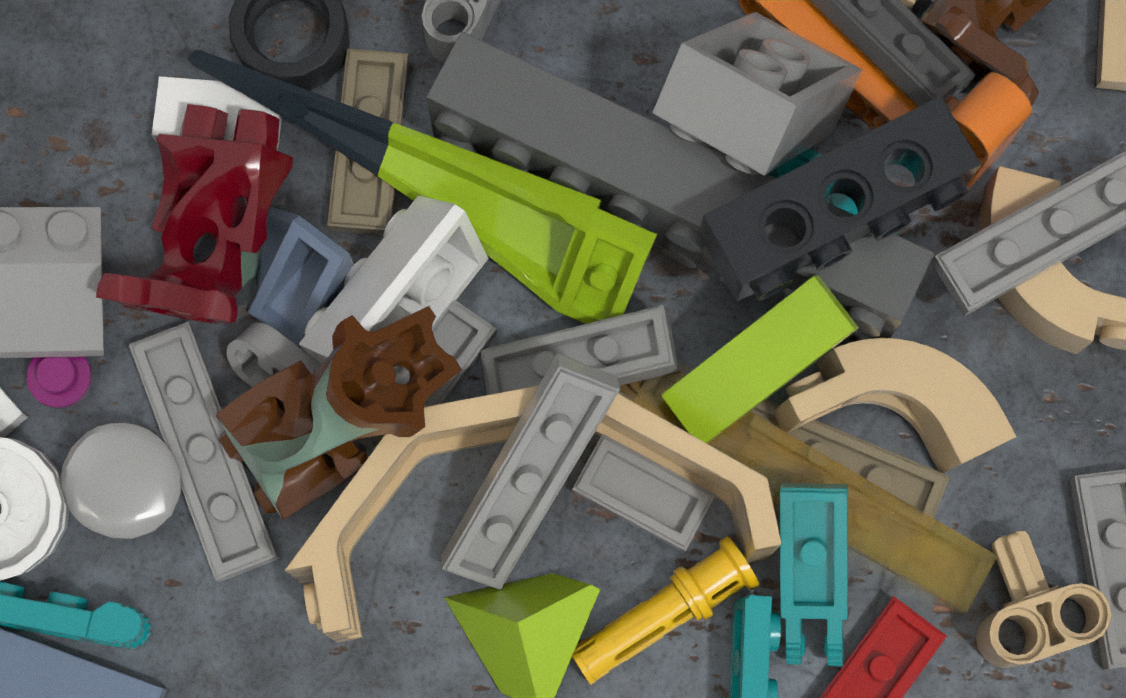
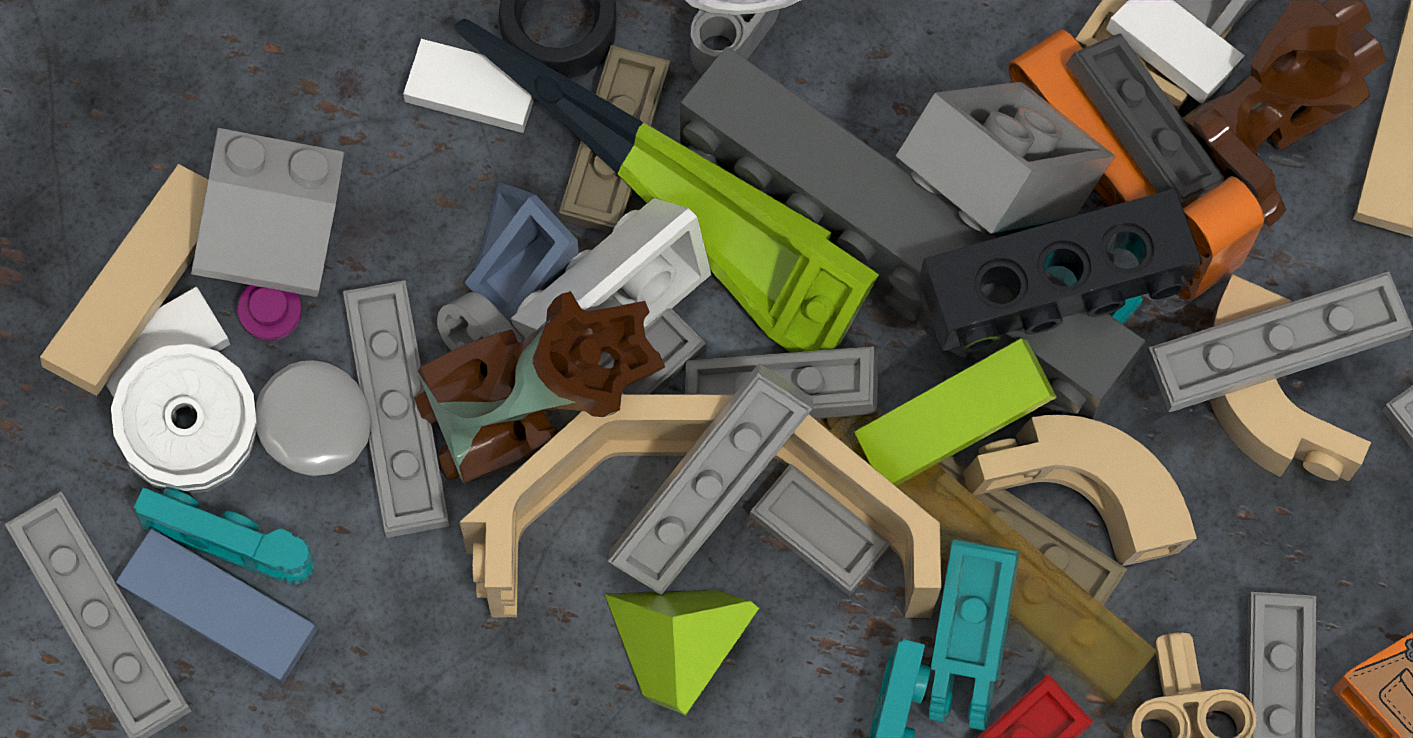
camera: 10 degrees right, 5 degrees down
(227, 197) = (452, 156): dark red hips -> none
(689, 595) = (845, 634): yellow pin -> none

